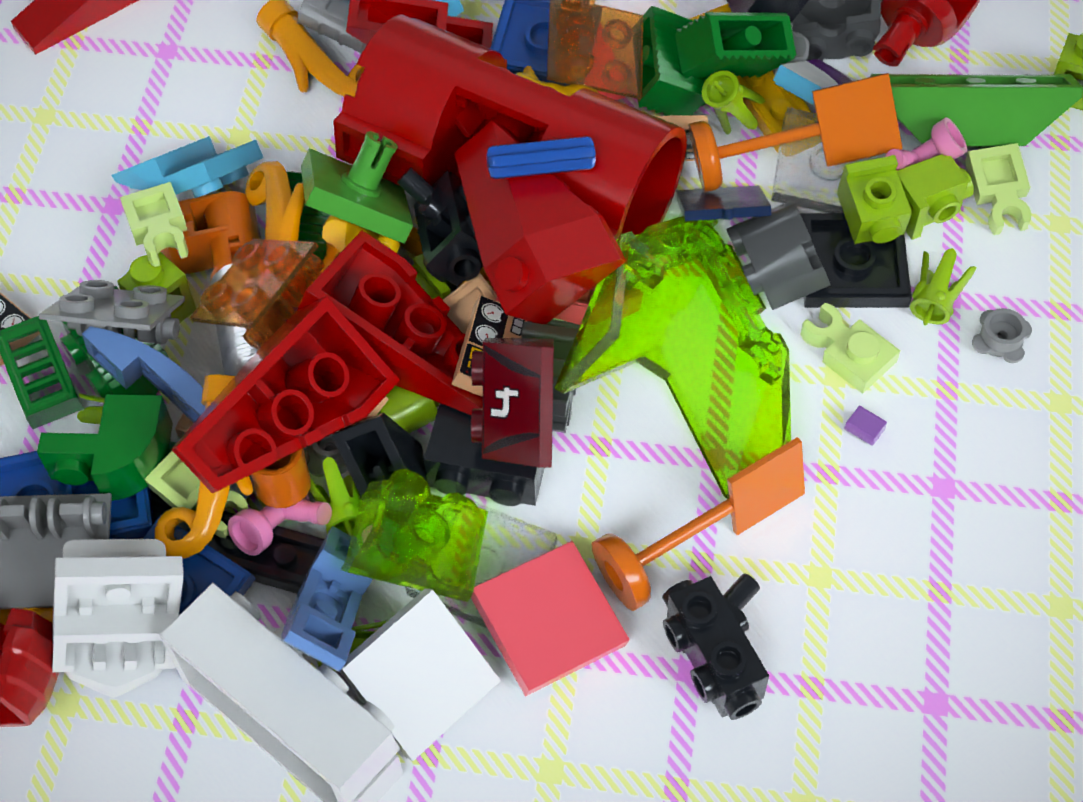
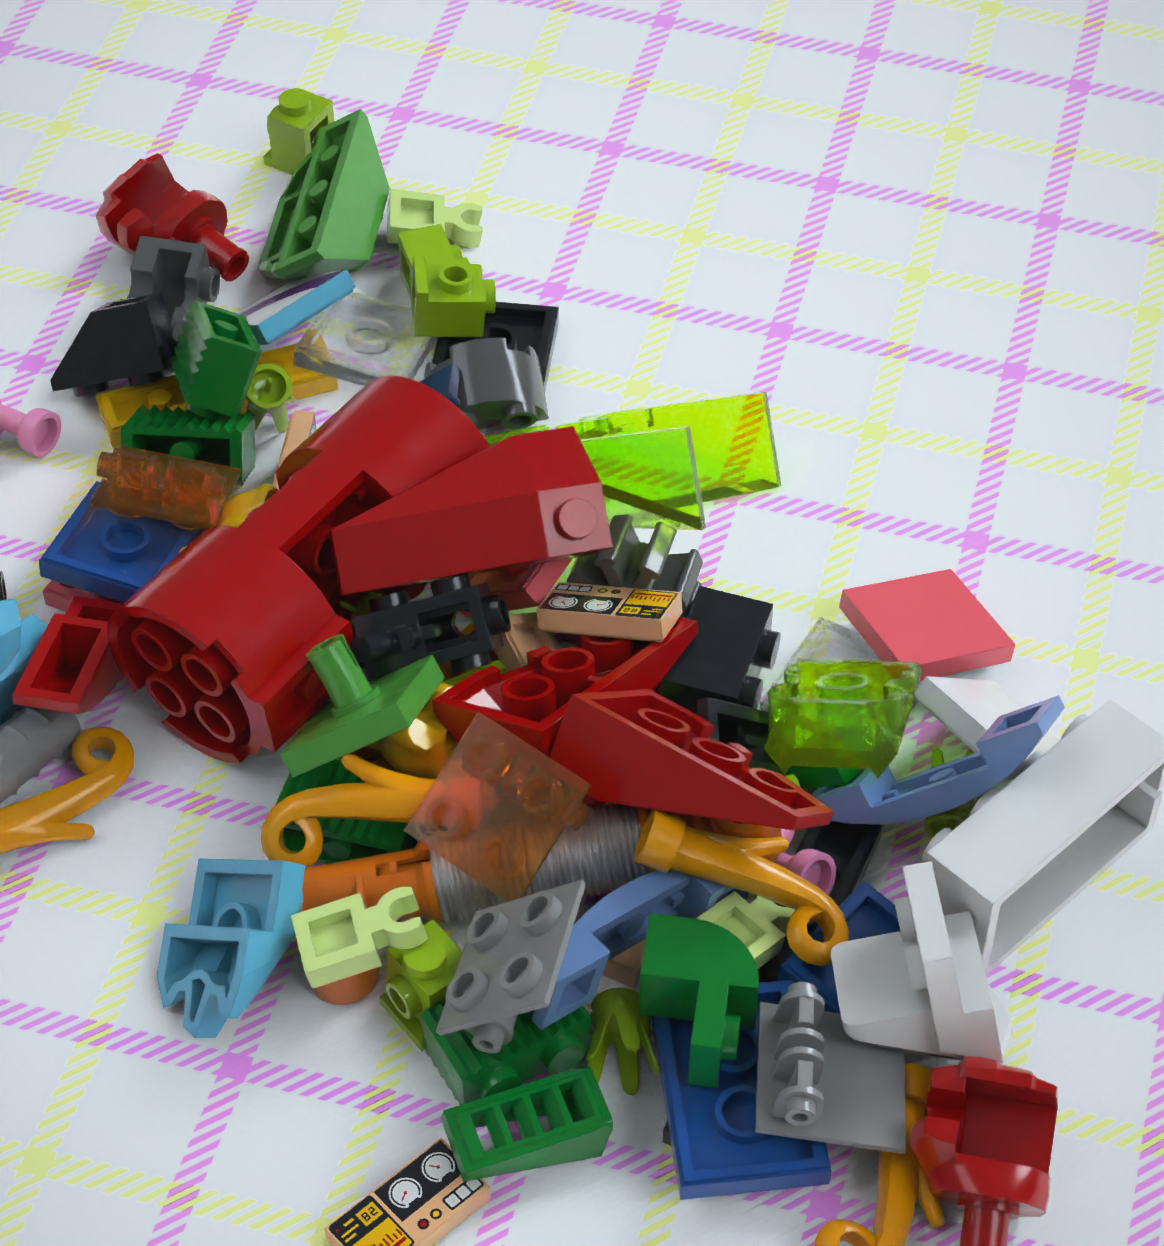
camera: 85 degrees left, 10 degrees down
(515, 401) = (724, 548): dark red slope -> none
(541, 157) = (423, 471): blue axle -> none
(712, 636) = (969, 491): black brick -> none
(752, 498) = (878, 551): orange piece -> none
(853, 124) = (360, 285): orange piece -> none
(853, 352) = (611, 361): yellowish green plate -> none
(865, 425) = (706, 369): medium lavender piece -> none
(931, 298) = (562, 286): lime piece -> none
(944, 140) = (387, 271): bright pink piece -> none
(1004, 323) = (615, 251): light grey plate -> none

